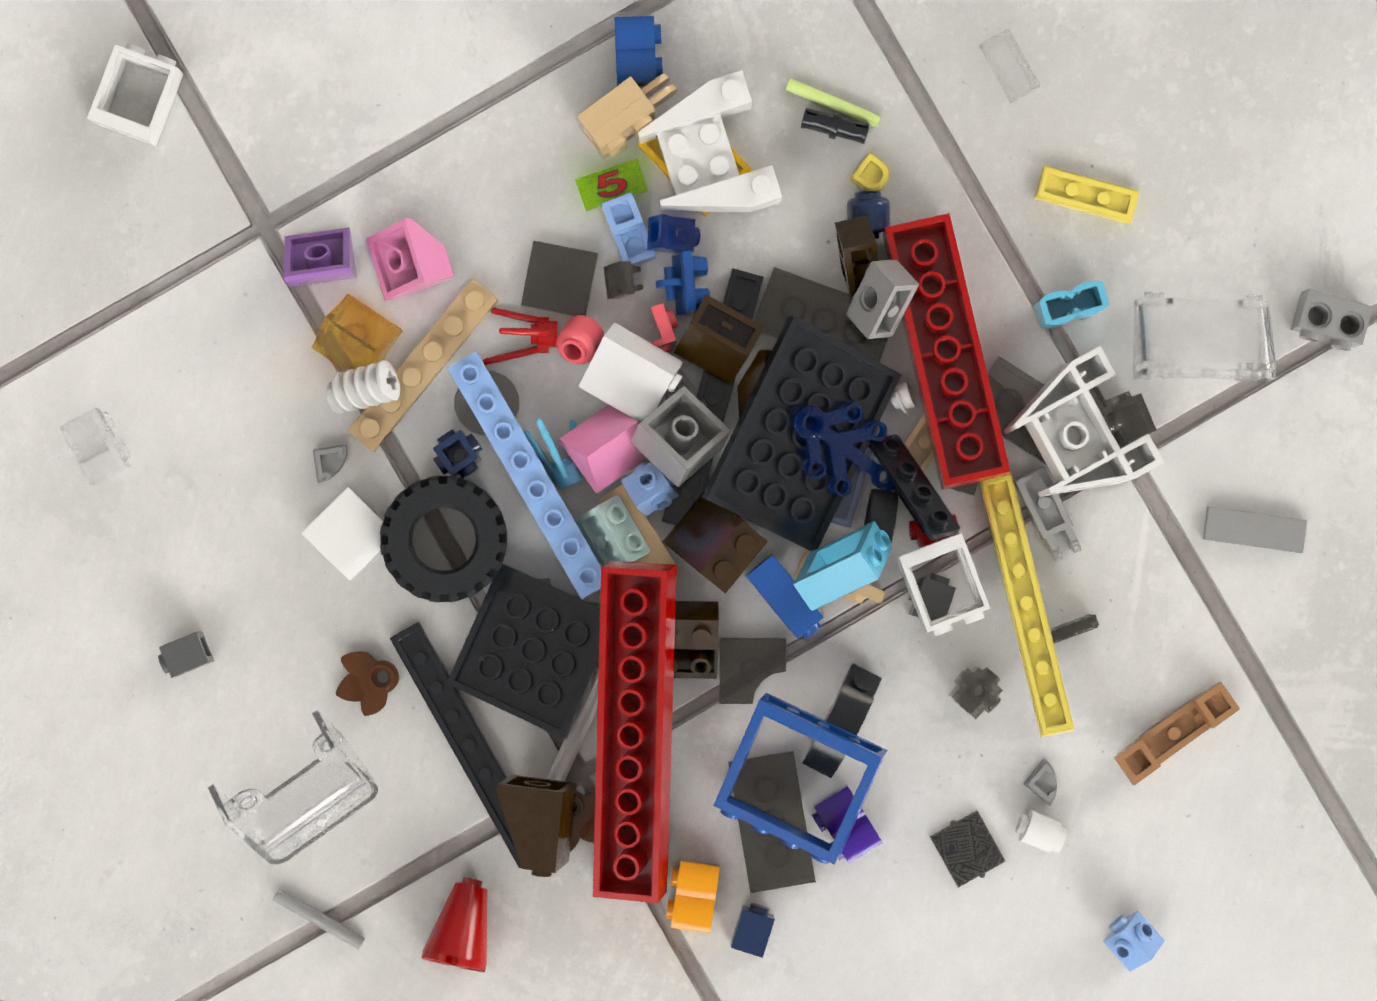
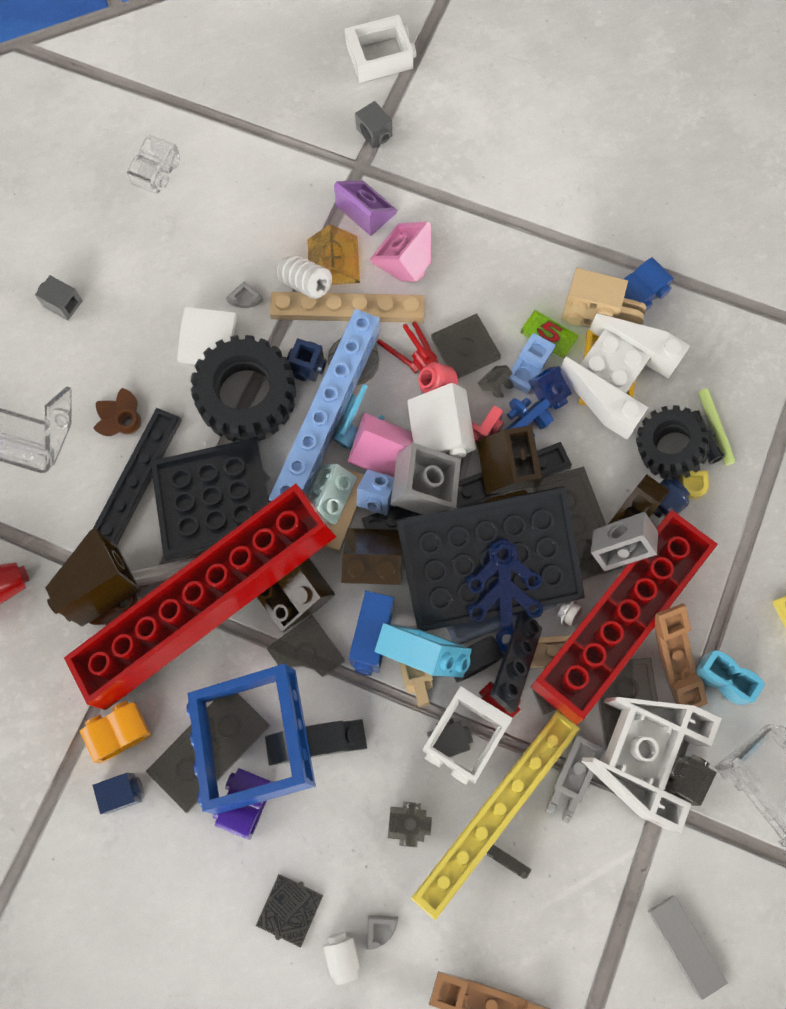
camera: 55 degrees right, 15 degrees down
(230, 175) = (374, 124): none -> dark grey brick
(798, 183) = (673, 422): none -> black tyre
(1021, 336) = (677, 657): none -> medium nougat slope

